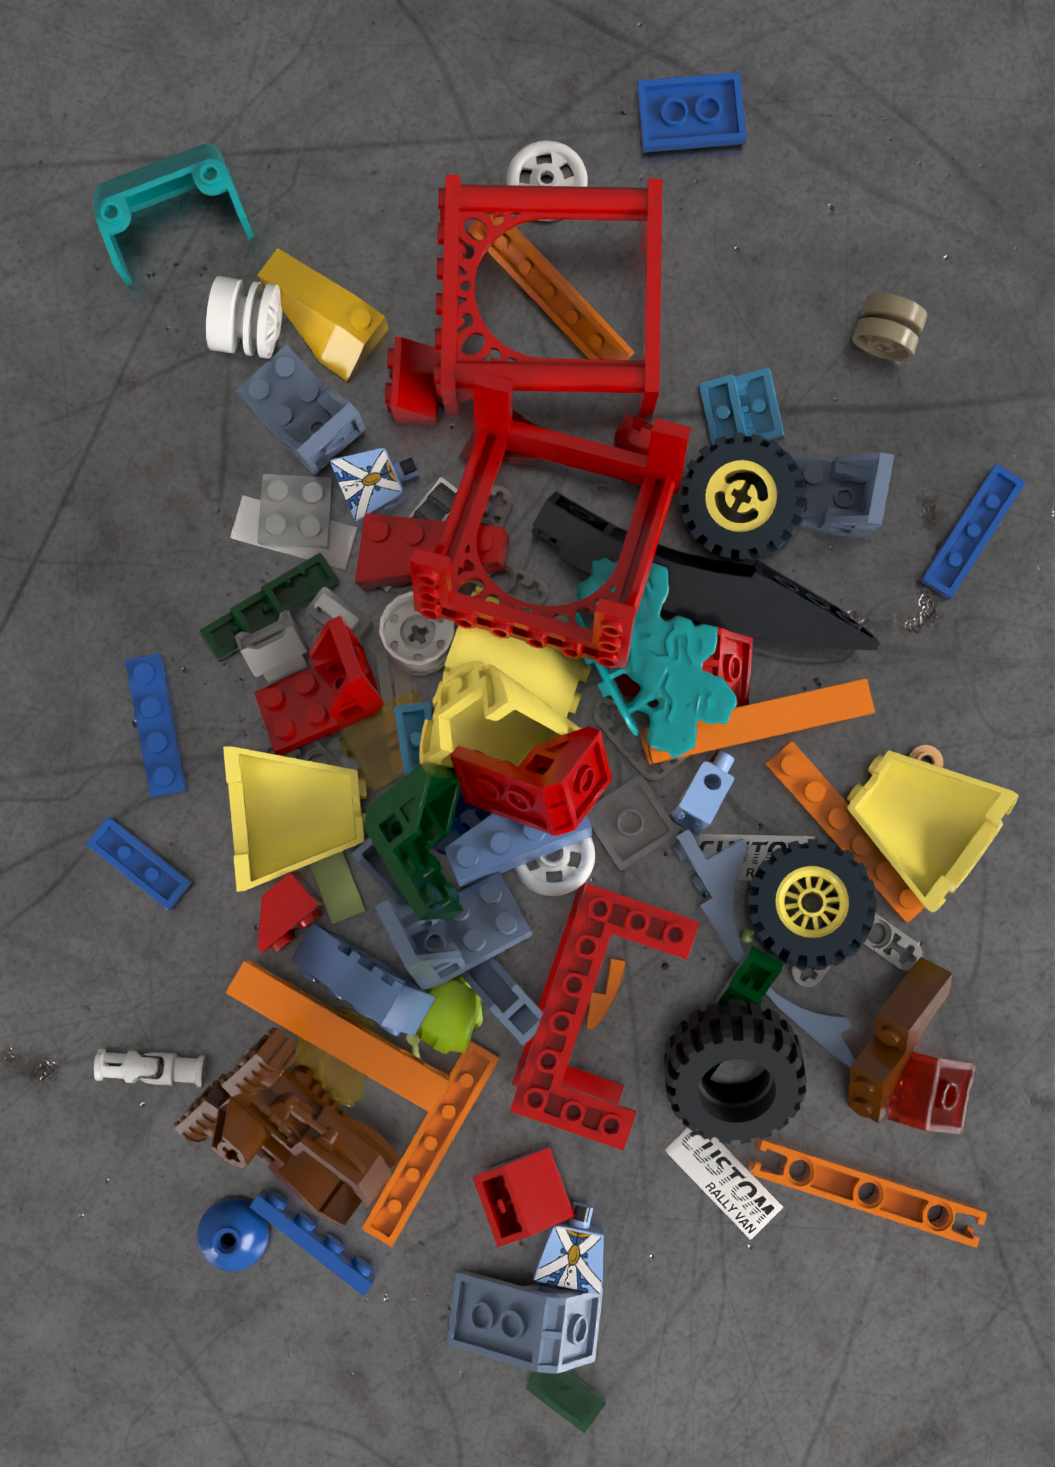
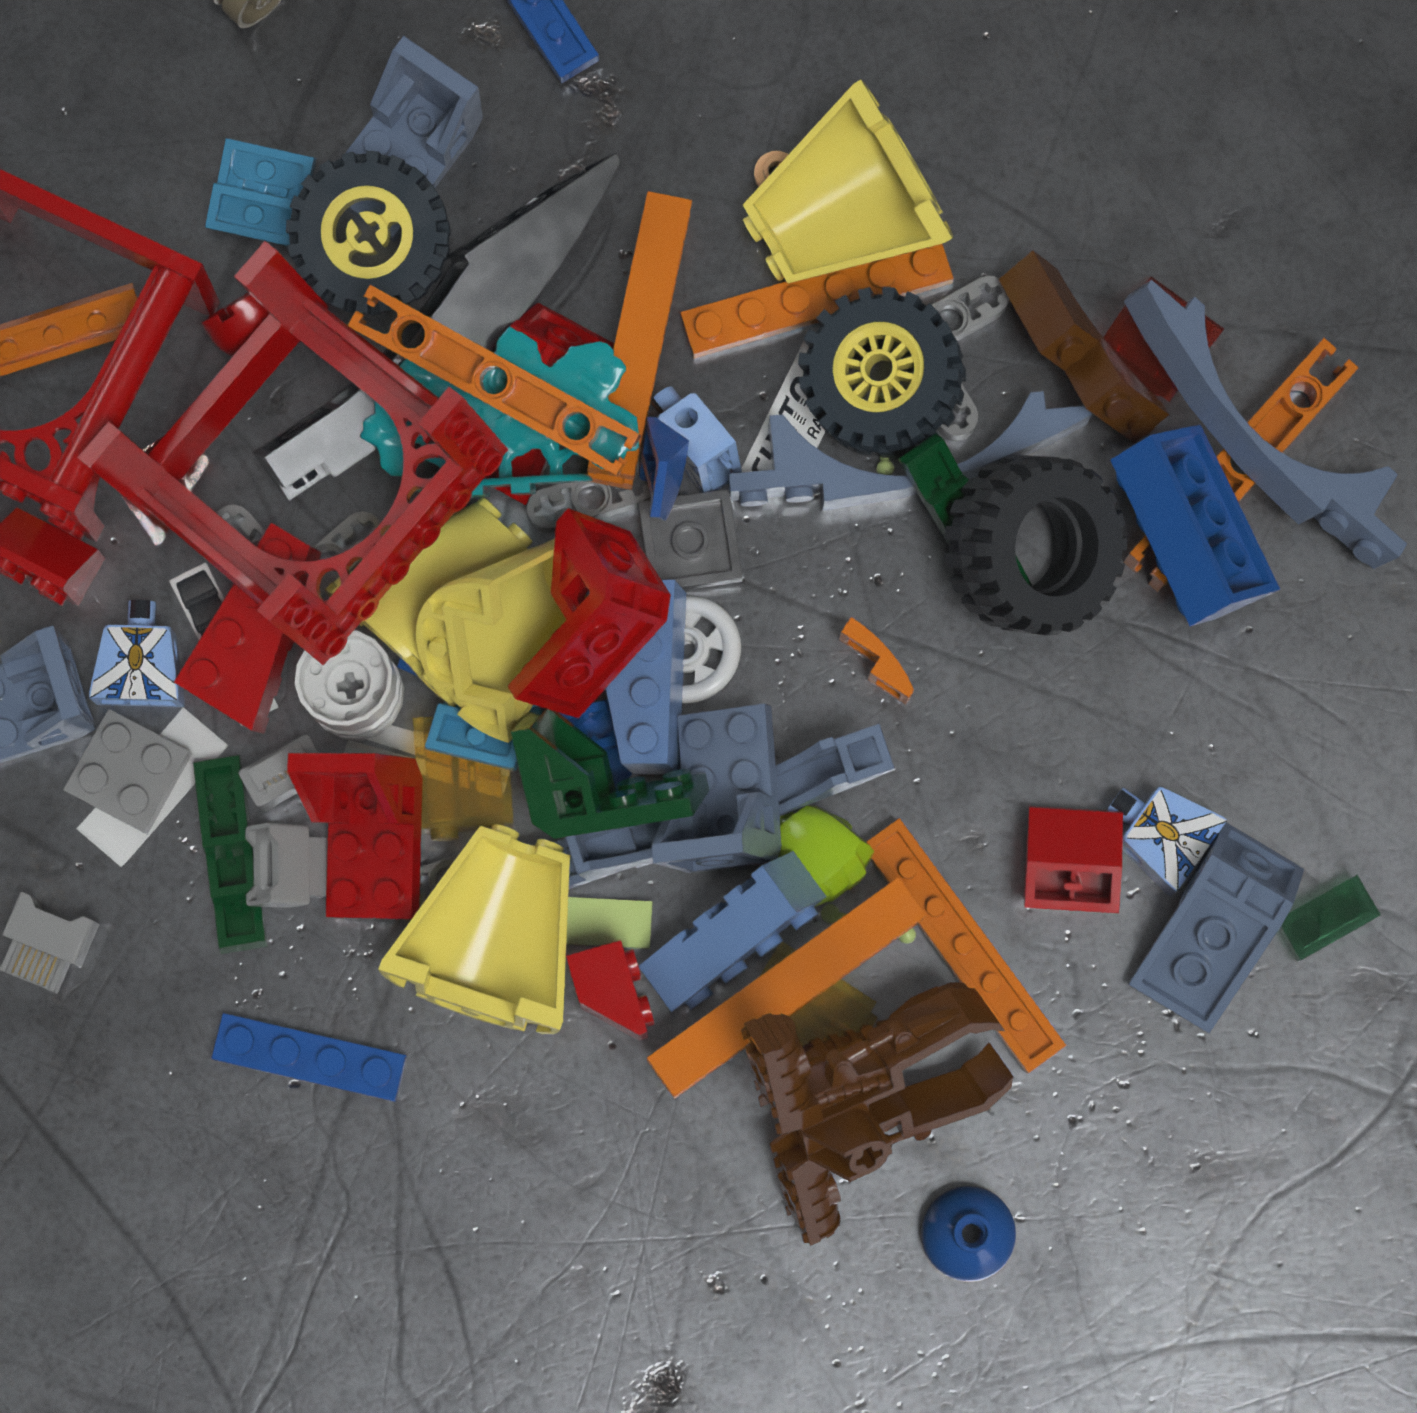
camera: 70 degrees left, 5 degrees down
(139, 863) = (468, 1150): blue plate -> none
(148, 1068) = (715, 1261): white piece -> none
(152, 511) = (44, 944): none -> light grey piece
(325, 1249) = (1034, 1126): blue plate -> none
(546, 1083) = (856, 680): red arch -> none
(671, 608) = (466, 364): none -> orange piece
(671, 780) = (662, 465): none -> blue slope
(724, 1181) = (1142, 632): white sticker -> none
(802, 1180) = (1194, 524): none -> blue slope
(869, 1277) = (1338, 501): none -> sand blue slope

